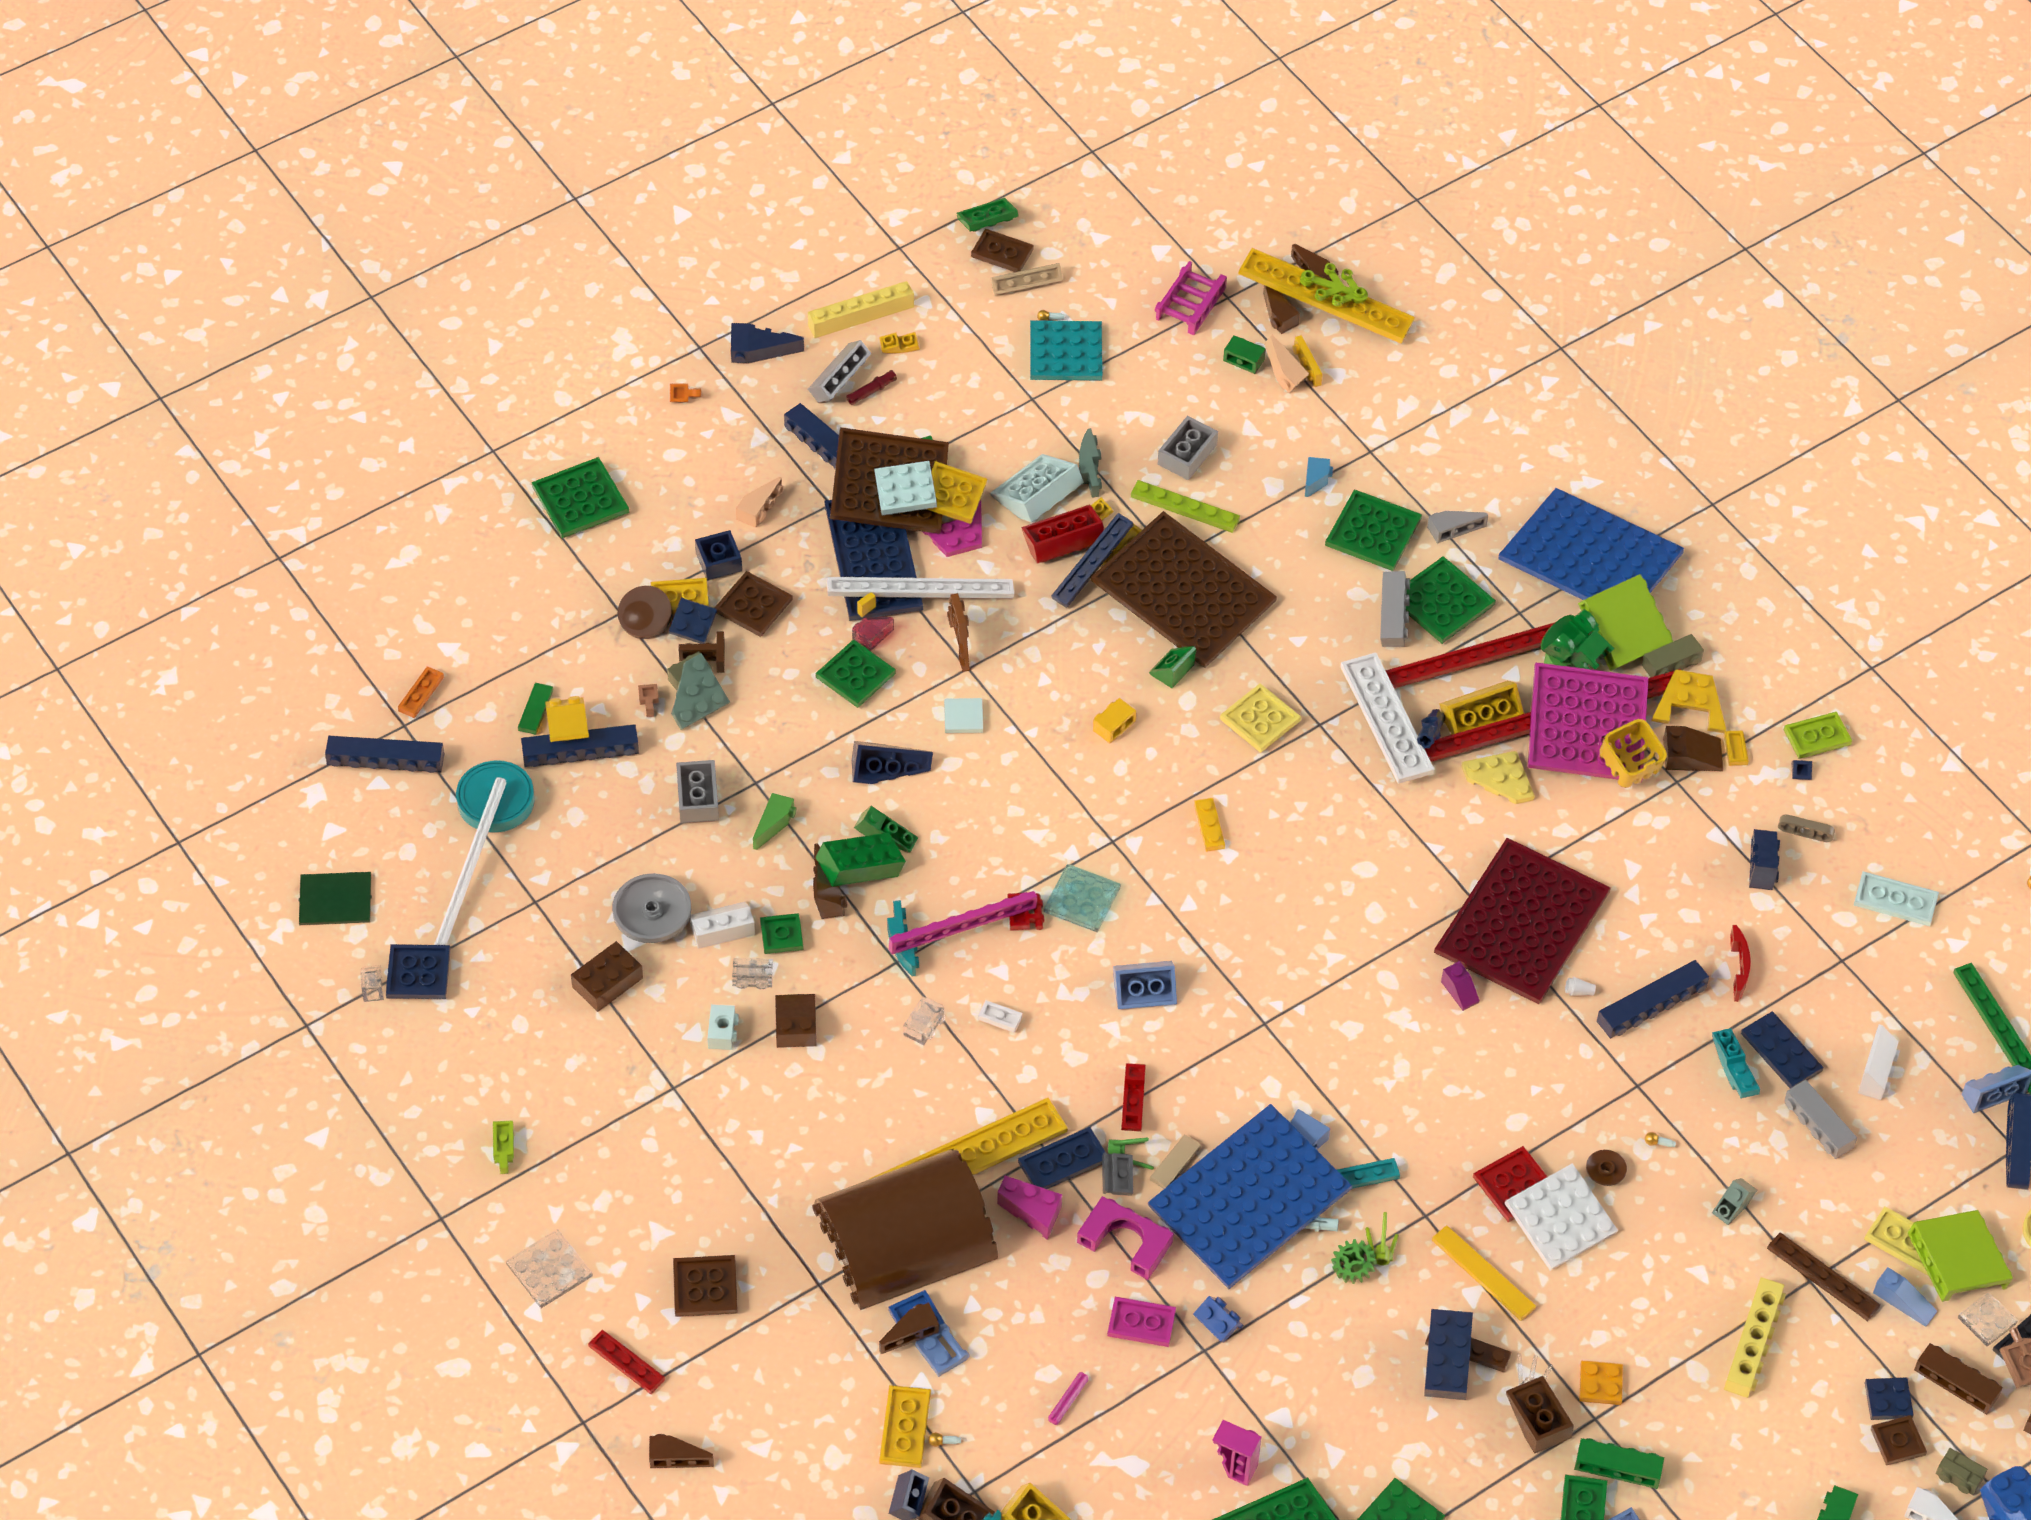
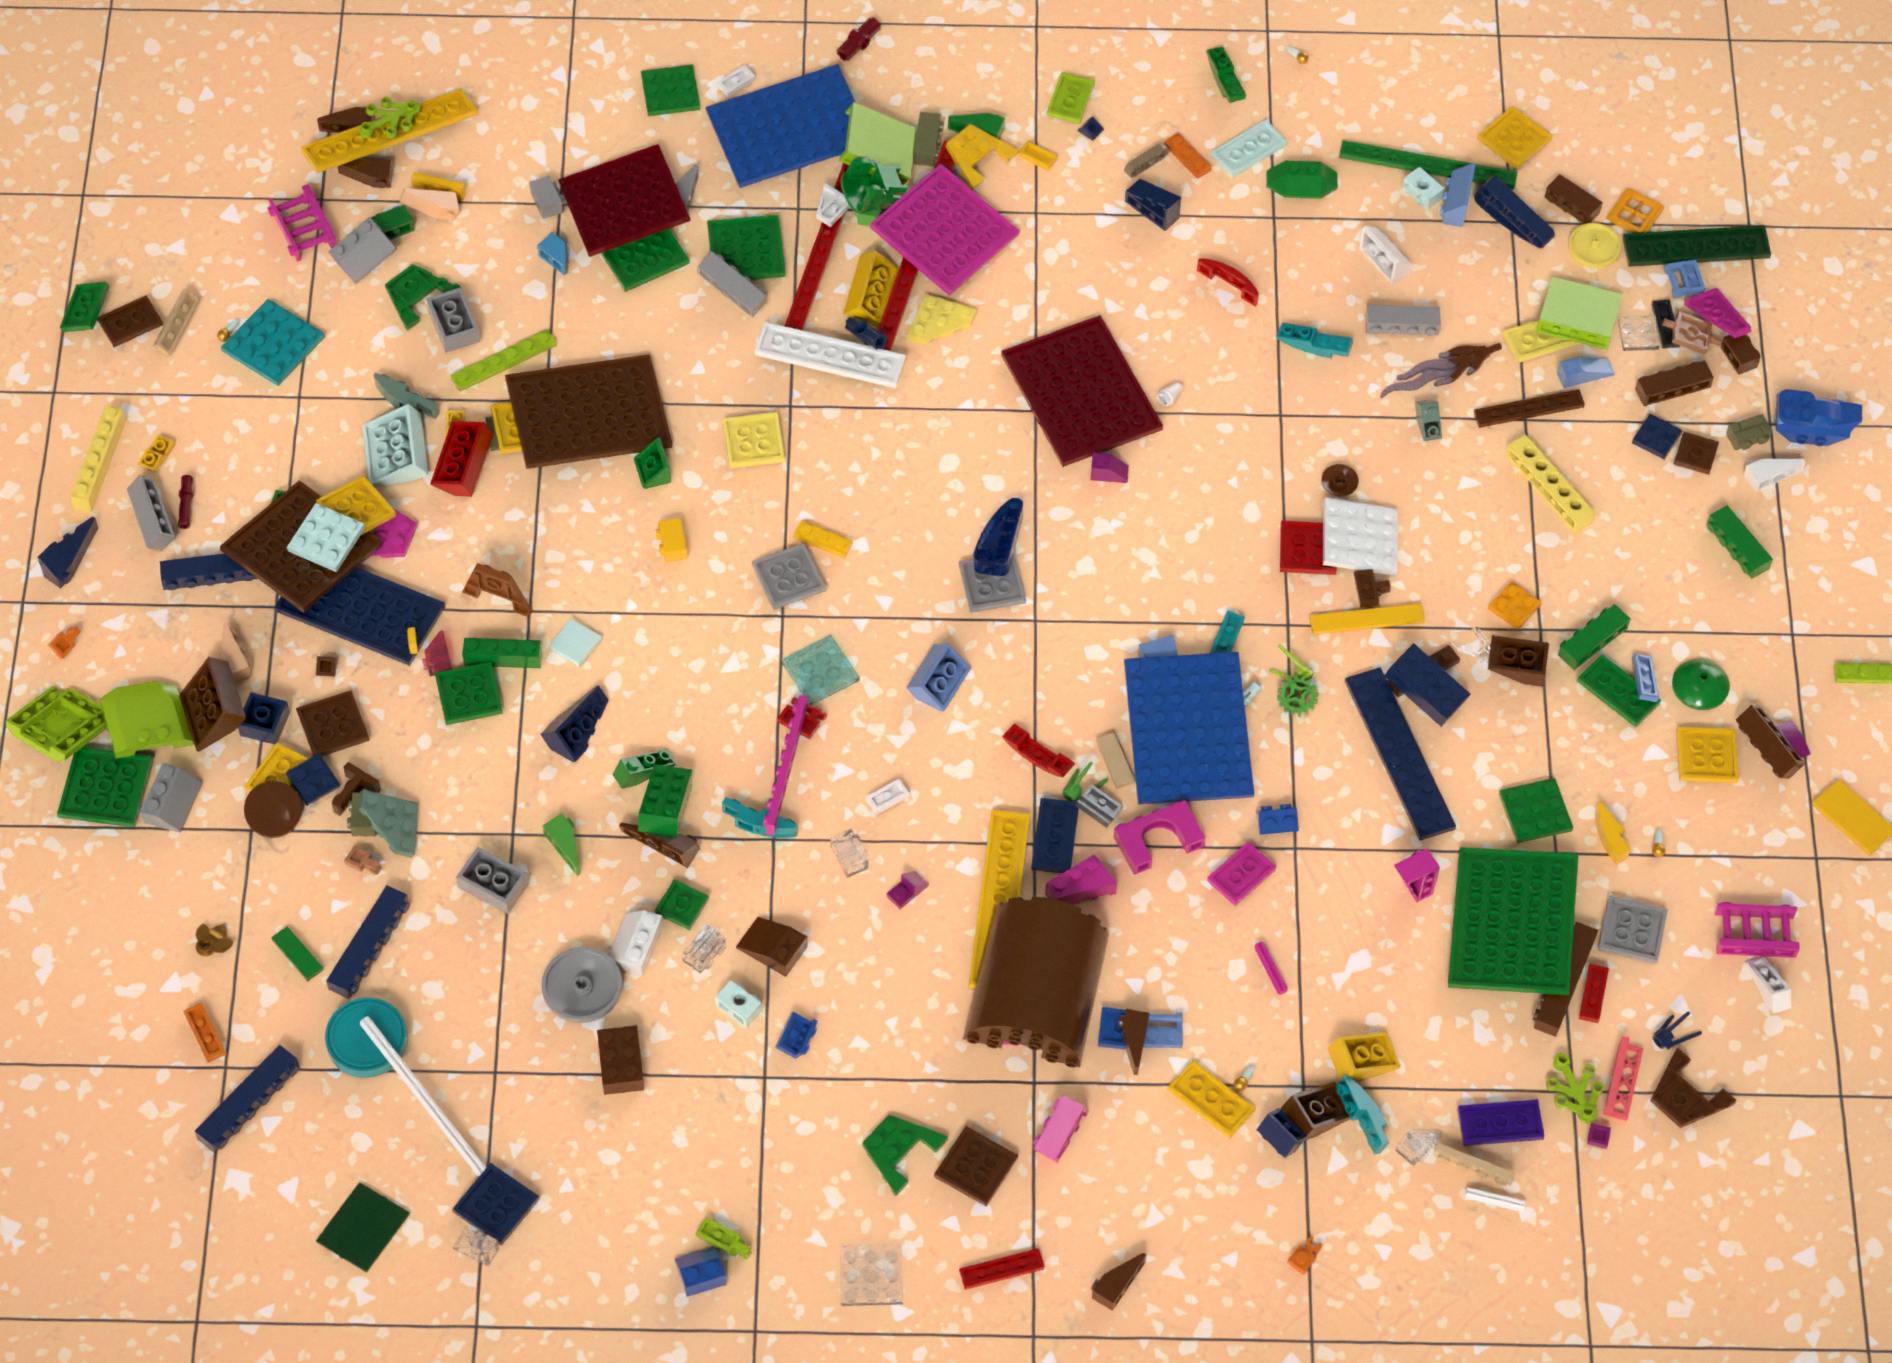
camera: 55 degrees left, 5 degrees up
(462, 1146) = (701, 1271): none -> blue slope
(505, 648) = (214, 938): none -> pearl gold plate
(566, 719) = (339, 934): yellow slope -> none
(602, 543) = (170, 798): none -> light grey slope
(609, 432) = (58, 723): none -> lime wedge
(658, 482) = (145, 718): none -> lime wedge
(680, 1213) = (892, 1142): none -> green wing
(702, 513) = (212, 703): none -> reddish brown slope
(724, 1083) = (796, 1035): none -> blue bracket
(785, 1324) = (1059, 1128): none -> wedge
(804, 568) = (326, 666): none -> reddish brown slope
(909, 671) = (502, 652): none -> green brick
(920, 587) = (428, 592): white plate -> none
(927, 1083) = (907, 889): none -> magenta slope
(1092, 560) = (508, 454): dark blue plate -> none
(1150, 821) = (788, 576): none -> light grey plate
(1196, 403) = (410, 288): none -> green wing
(1197, 348) = (362, 250): none -> light grey slope
(1271, 968) = (991, 591): none -> light grey plate
(1314, 945) = (998, 540): none -> clear blue beam
(1363, 435) = (546, 196): none -> light grey brick
(1365, 1379) = (1400, 754): none -> dark blue plate
(1406, 486) = (624, 200): none -> dark red plate
(1515, 1255) = (1369, 588): none -> reddish brown hinge
(1532, 628) = (831, 205): none -> white wing
(1551, 455) = (670, 90): none -> green plate
(1602, 492) = (736, 81): none -> white plate
(1630, 774) = (1004, 233): yellow piece -> none
(1653, 999) = (1217, 355): dark blue brick -> none
(1653, 1139) = (1335, 435): piece -> none
(1691, 750) = (1018, 184): reddish brown slope -> none
(1727, 688) = (987, 122): none -> green slope
(1728, 549) = (858, 39): none -> dark red piece
(1781, 1050) = (1322, 305): dark blue plate -> none
(1828, 1199) = (1451, 368): none -> clear purple piece
(1843, 857) = (1188, 155): none -> orange plate
(1900, 958) = (1302, 179): none -> green wedge
(1954, 834) = (1224, 75): none -> green slope
(1983, 1045) = (1423, 188): none -> light aqua brick

